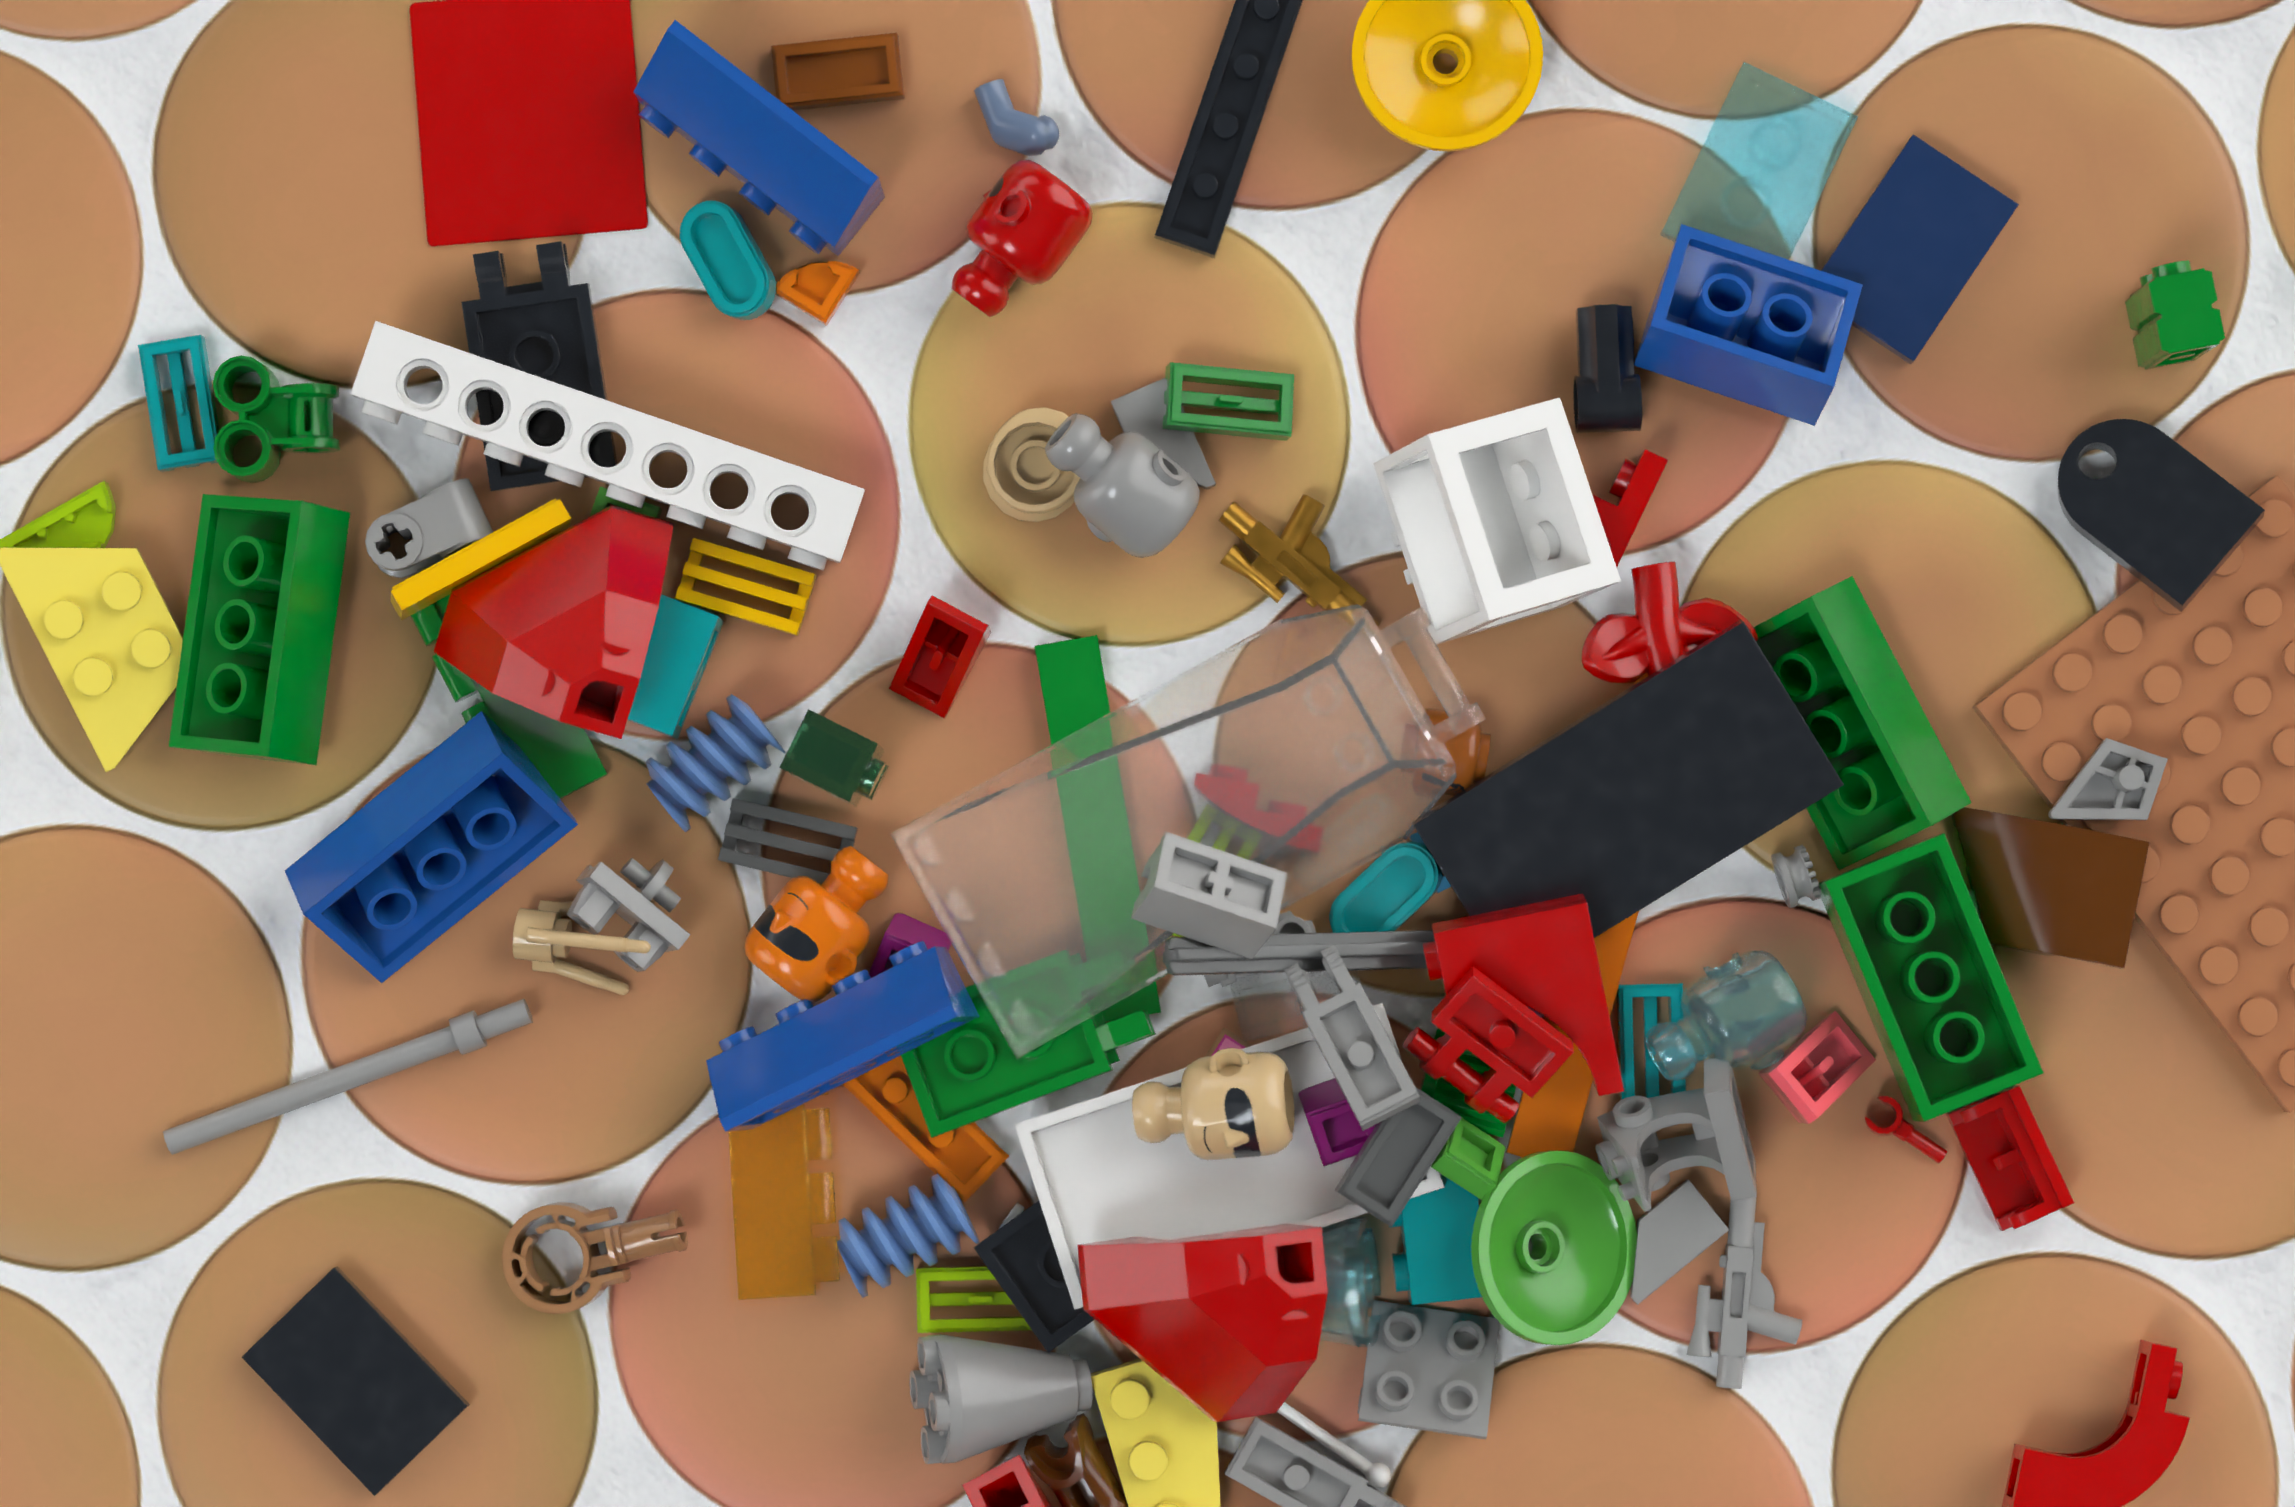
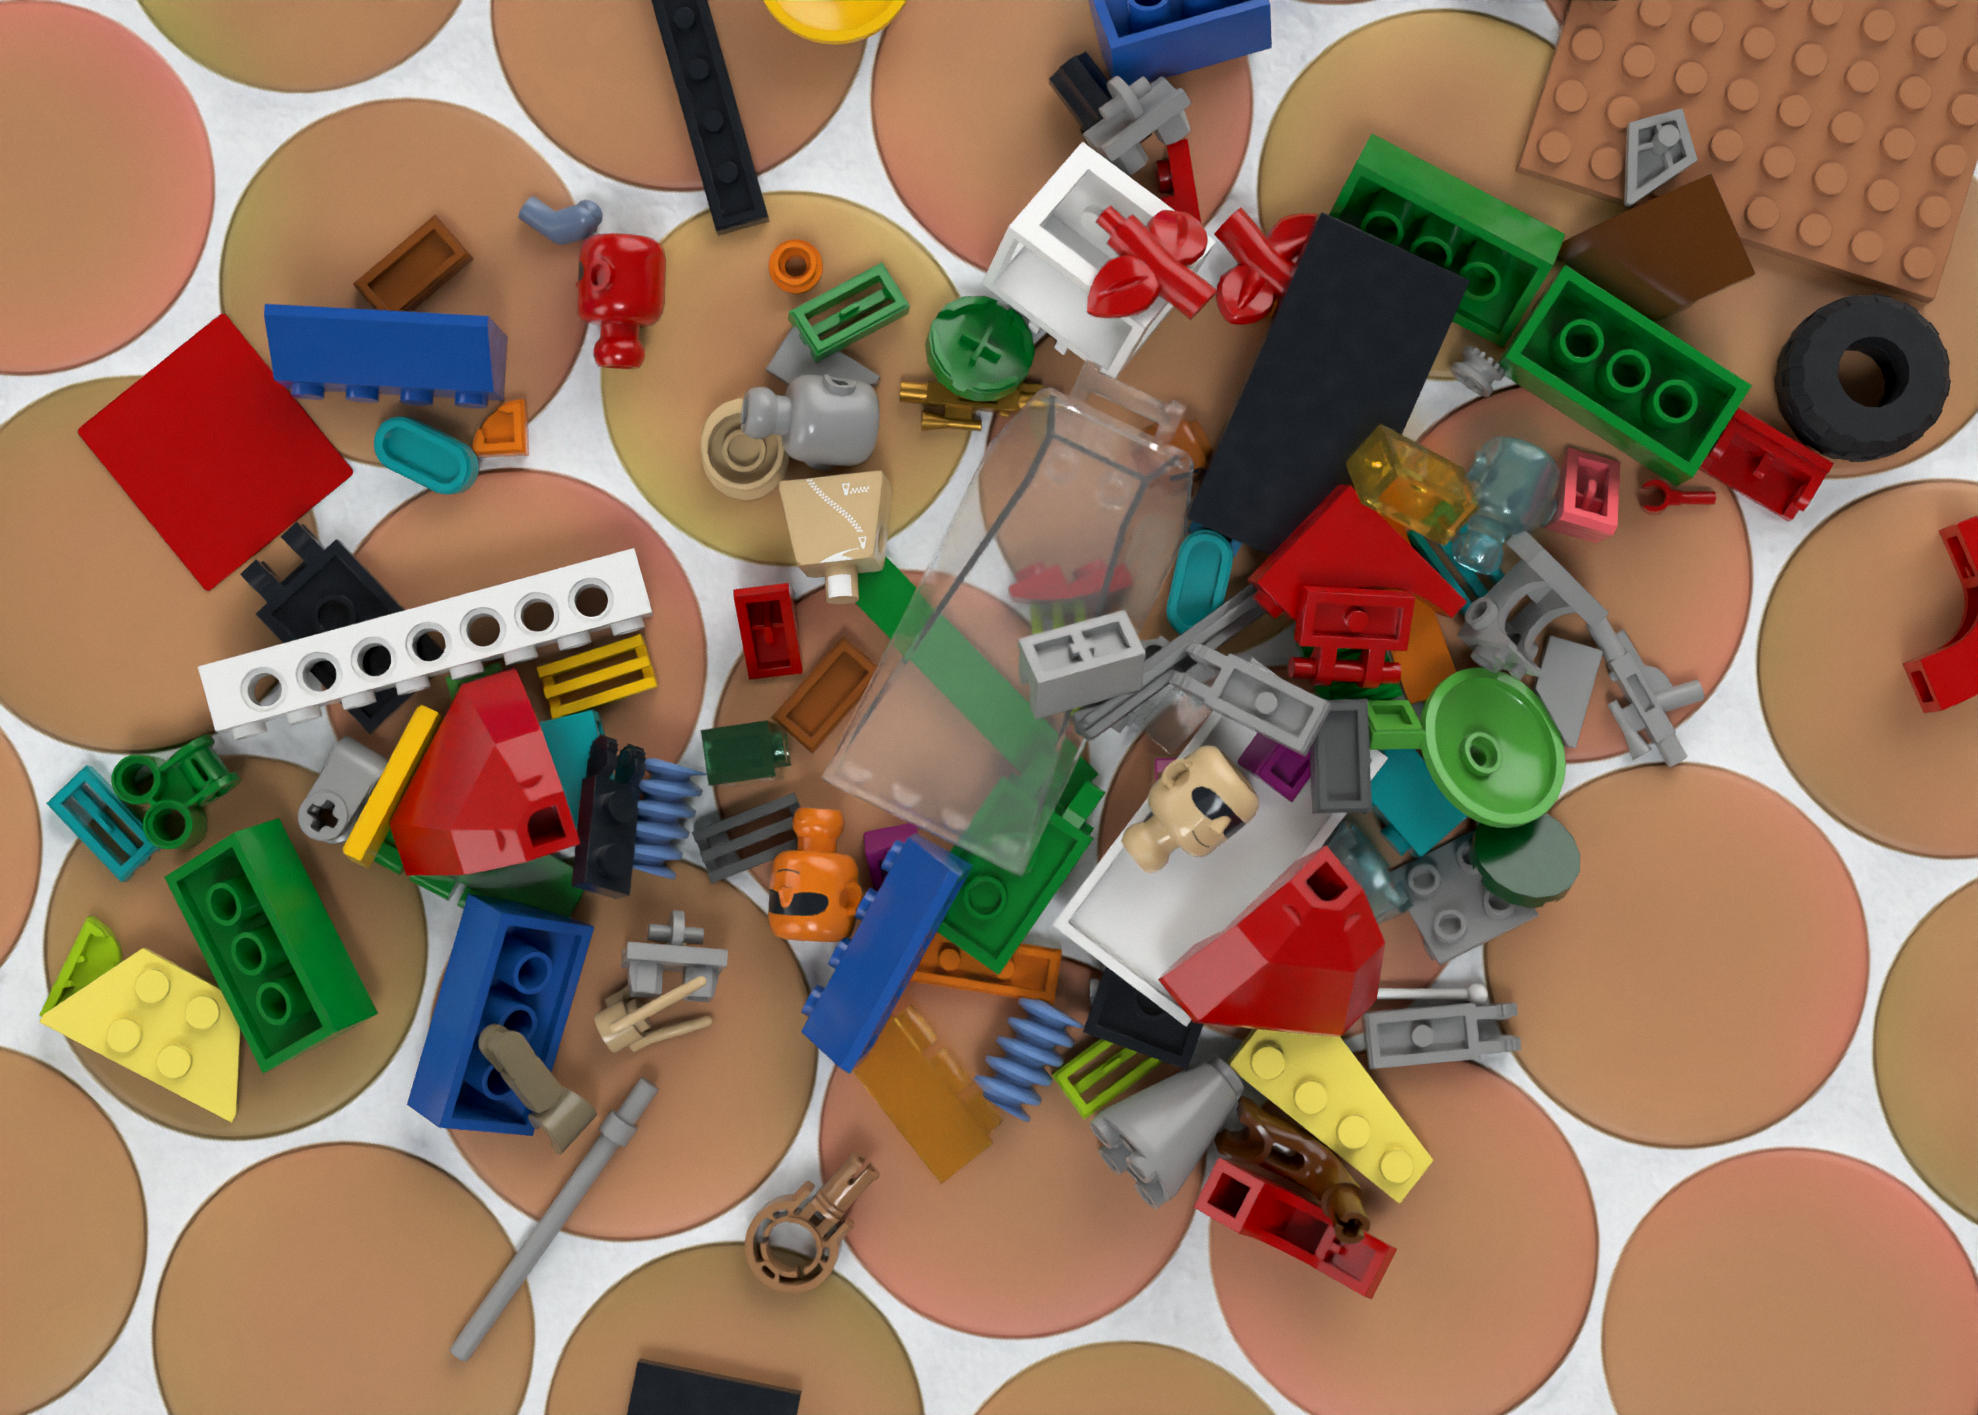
camera: 35 degrees left, 0 degrees up
(422, 971) = (553, 1107): none -> dark tan piece
(663, 731) = (608, 819): none -> black hinge
(952, 755) = (826, 695): none -> dark orange tile
(1074, 604) = (838, 528): none -> tan torso
(1205, 301) = (790, 251): none -> orange plate
(1329, 523) = (979, 348): none -> green tile
(1512, 1380) = (1526, 861): none -> tile
(1537, 563) = (1150, 265): none -> red plant
(1629, 406) = (1134, 115): none -> light grey hips
(1648, 943) = (1412, 485): none -> clear yellow piece
(2223, 1151) = (1899, 343): none -> black tyre

